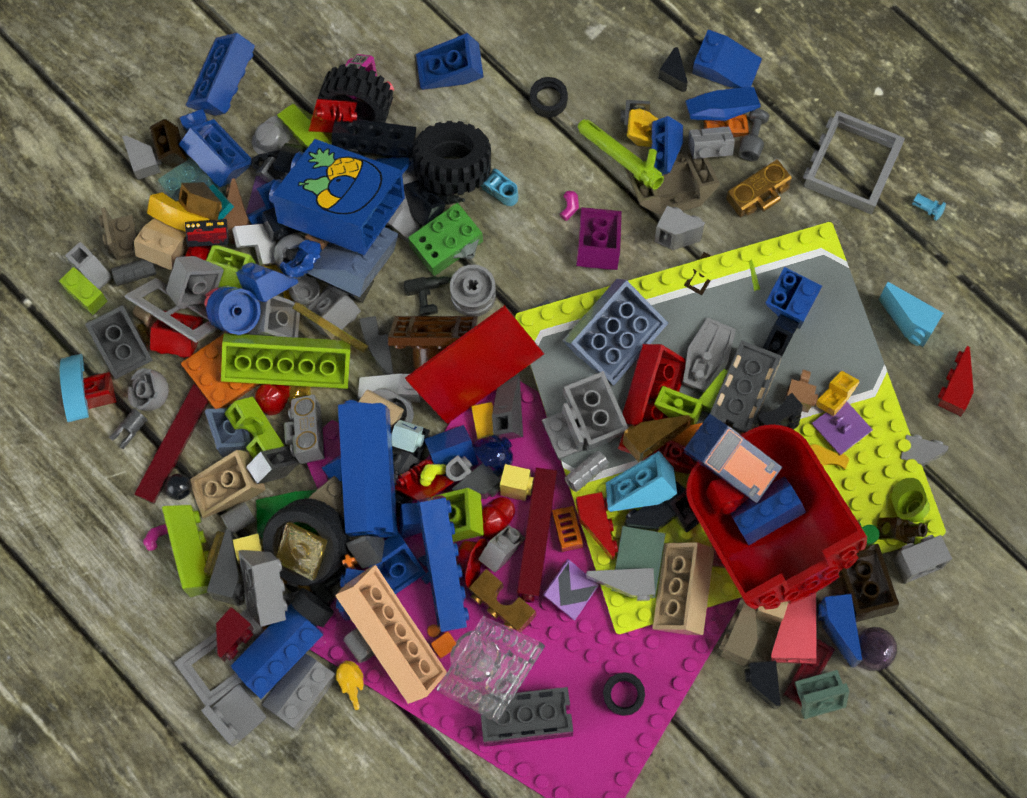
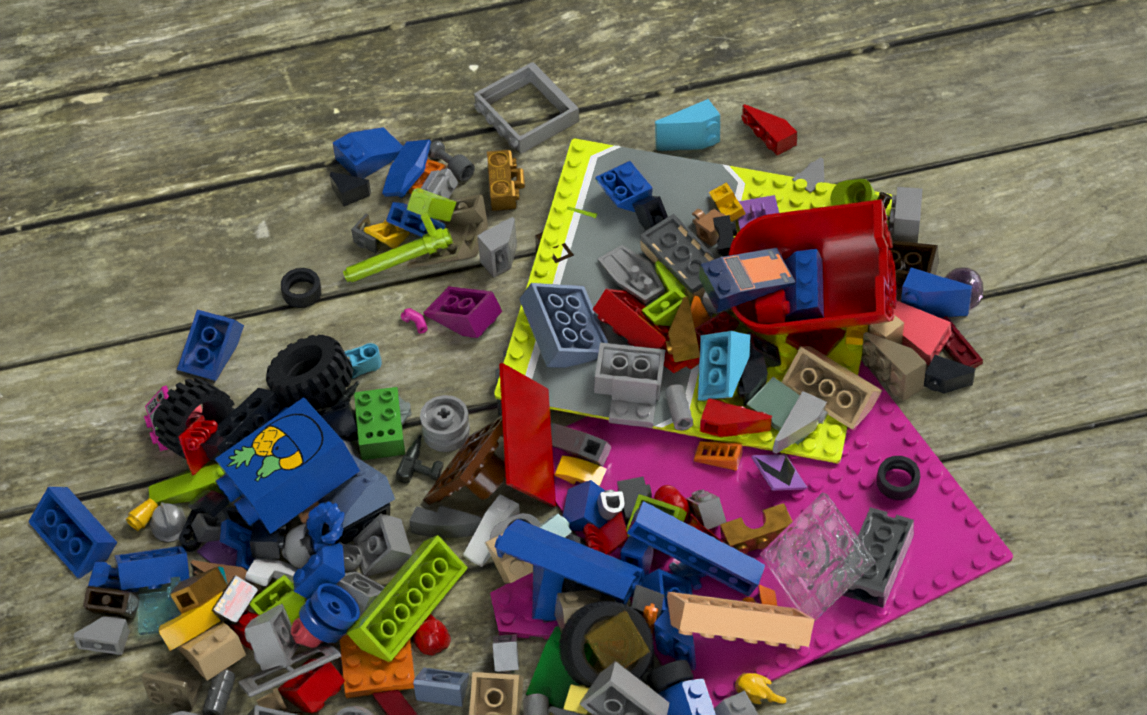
camera: 60 degrees left, 20 degrees down
(249, 416) = (470, 654): lime arch -> none
(259, 115) = (141, 514): none -> yellow cone
(298, 391) = (447, 607): clear yellow plate -> none
(306, 419) = (488, 609): light grey piece -> none
(329, 327) = (404, 541): clear yellow bar -> none
(358, 646) = (728, 661): light grey piece -> none
(430, 471) = (601, 525): neon yellow arm -> none
(494, 452) = (614, 467): clear blue cylinder -> none
(516, 482) = (654, 465): light yellow brick -> none
(537, 534) = (709, 476): dark red brick -> none
(682, 148) = (433, 204): none -> lime slope
(822, 694) = (982, 336): sand green bracket -> none
(929, 206) = (601, 78): medium azure pin -> none

